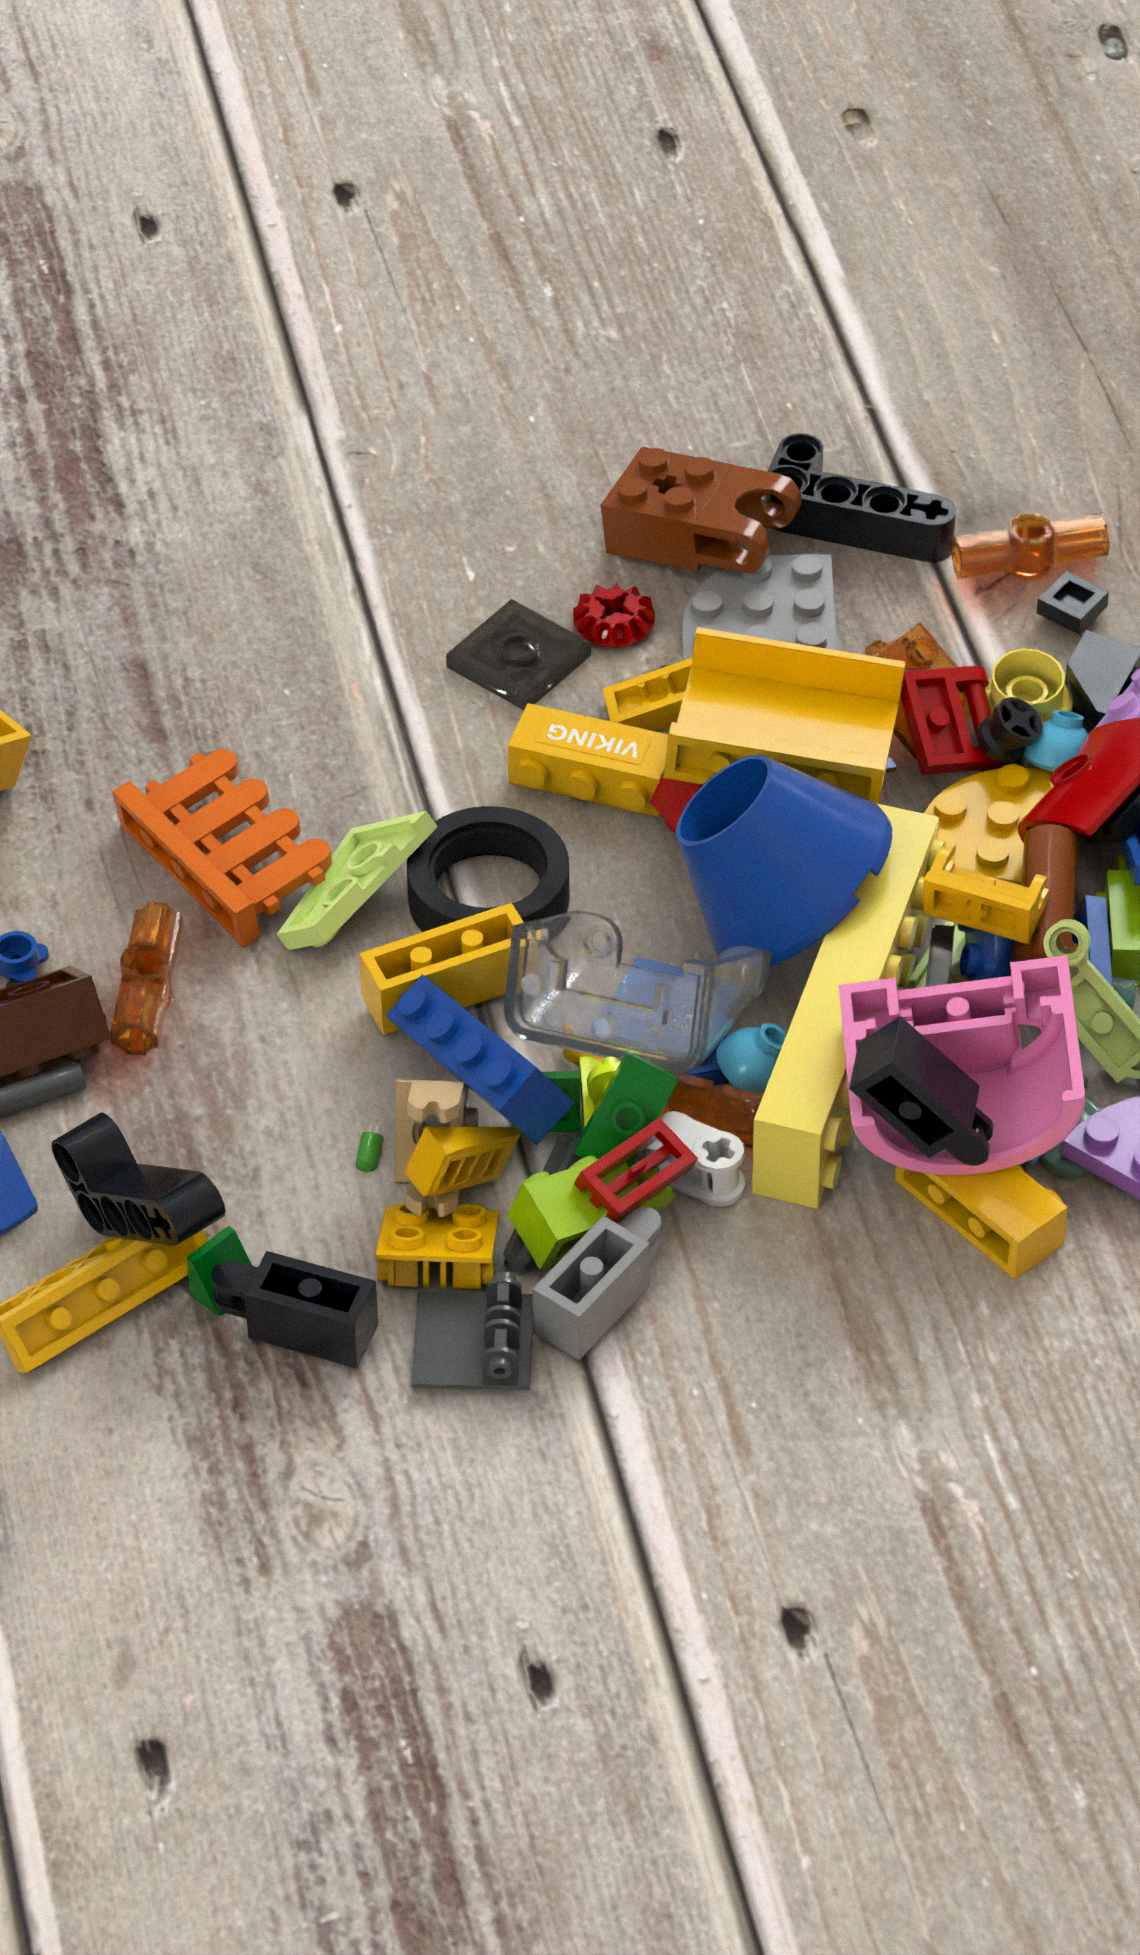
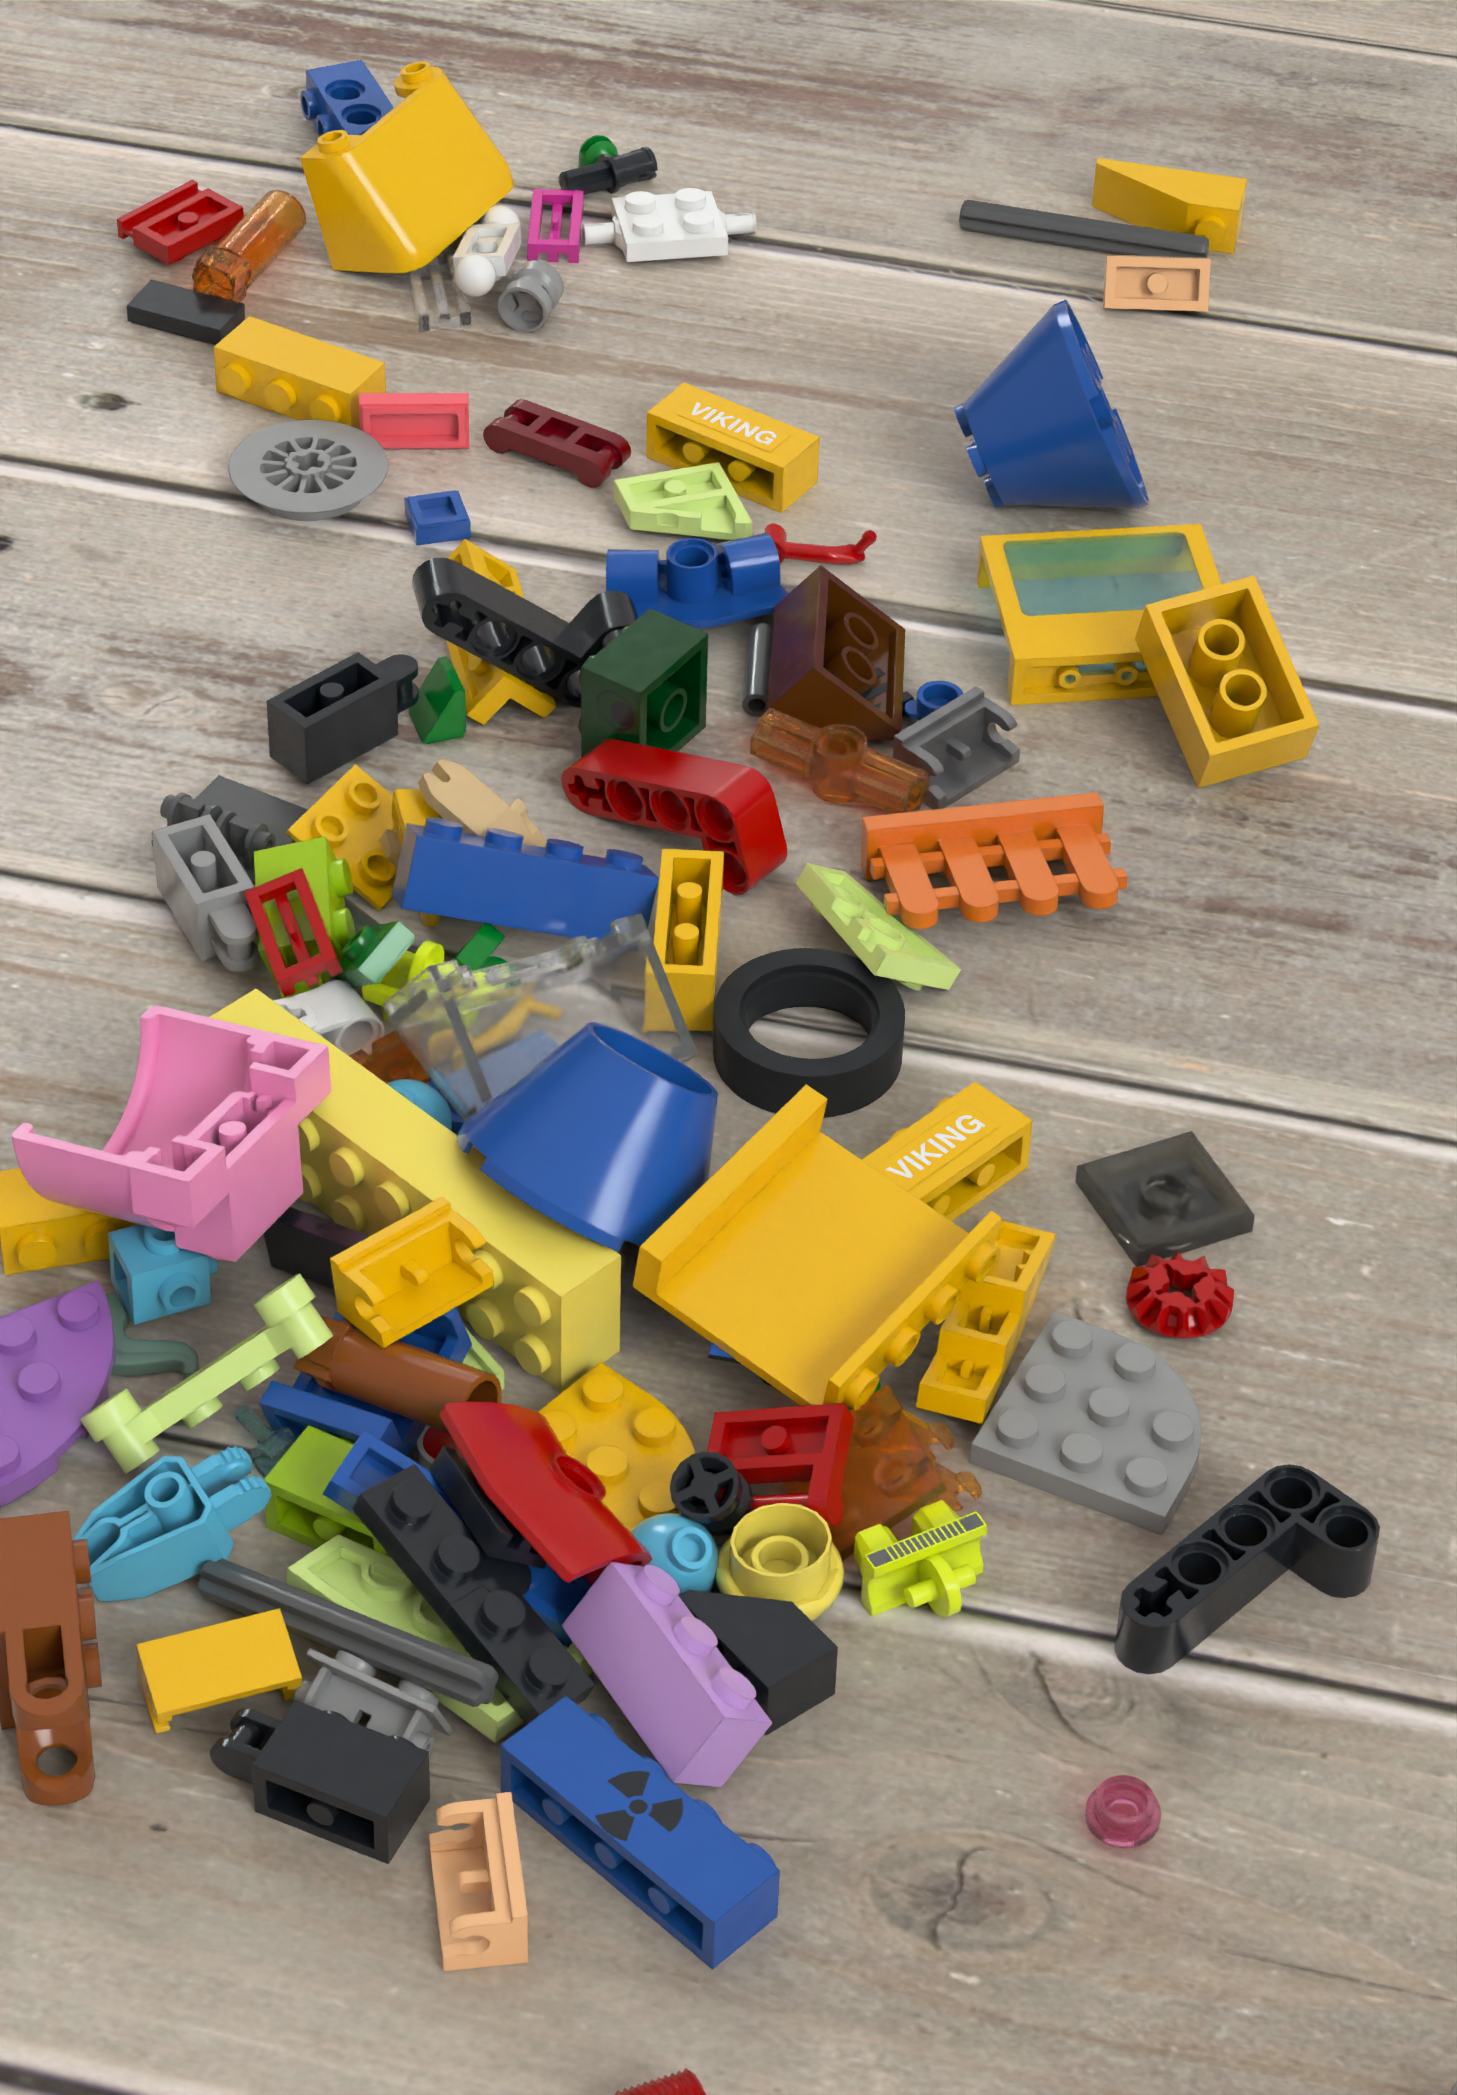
camera: 115 degrees right, 5 degrees down
(74, 929) = (958, 747): none -> flat silver hinge
(165, 1100) = (646, 686): none -> dark green brick
(288, 998) = (687, 795): none -> red beam
(695, 512) = (1290, 1386): dark orange brick -> none
(921, 1093) = (152, 1067): black brick -> none
(965, 637) = (924, 1567): none -> neon yellow hips
(1029, 546) = (1055, 1705): clear orange piece -> none
(1072, 602) = (933, 1708): black plate -> none
(1078, 499) = (1125, 1797): none -> clear pink plate

